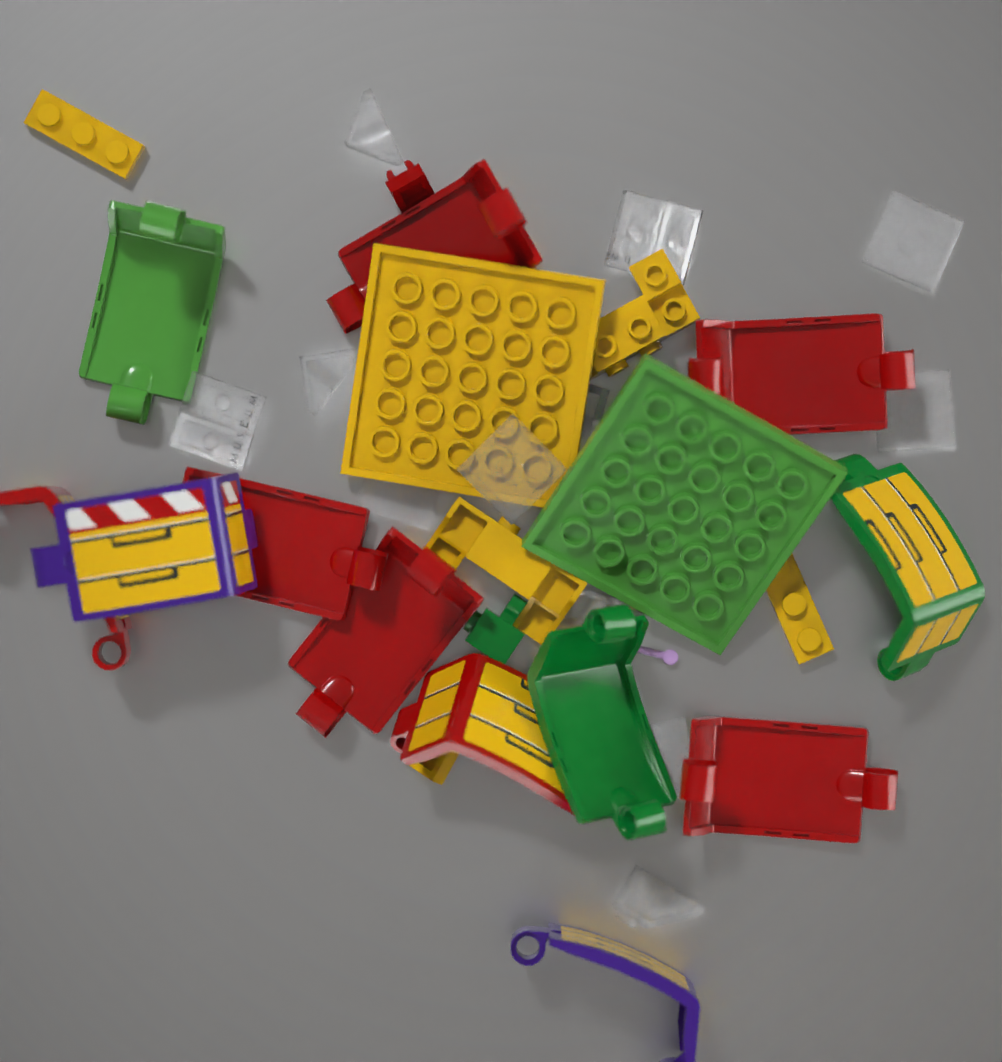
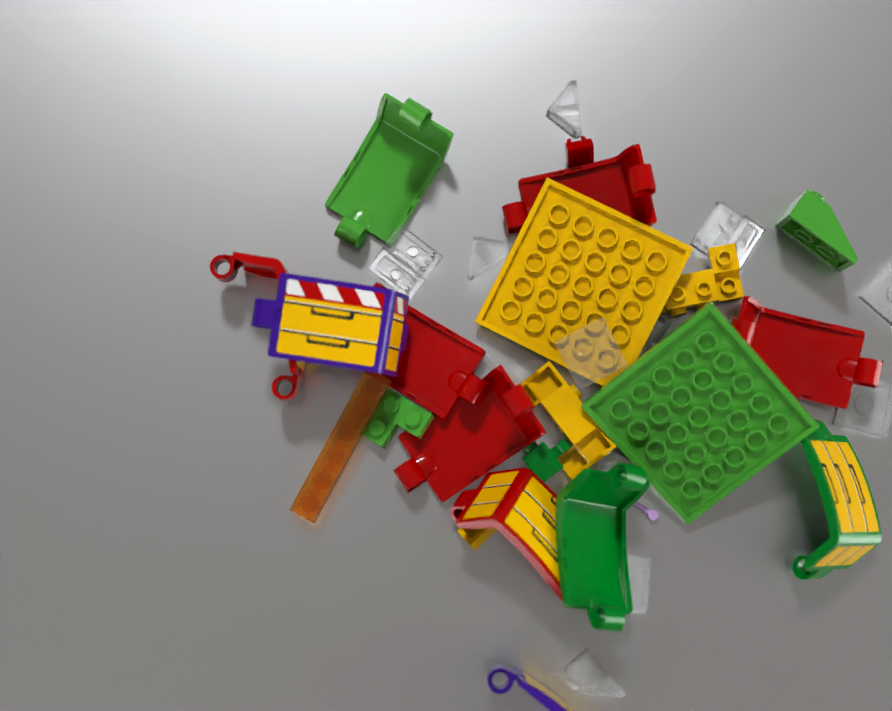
camera: 20 degrees right, 5 degrees down
(84, 134) = (380, 54): yellow plate -> none
(212, 705) = (340, 445): none -> clear orange plate
(271, 633) = (395, 412): none -> bright green plate
(766, 188) = (817, 229): none -> bright green slope
(781, 779) = (705, 623): red panel -> none
(798, 613) = (747, 514): yellow plate -> none

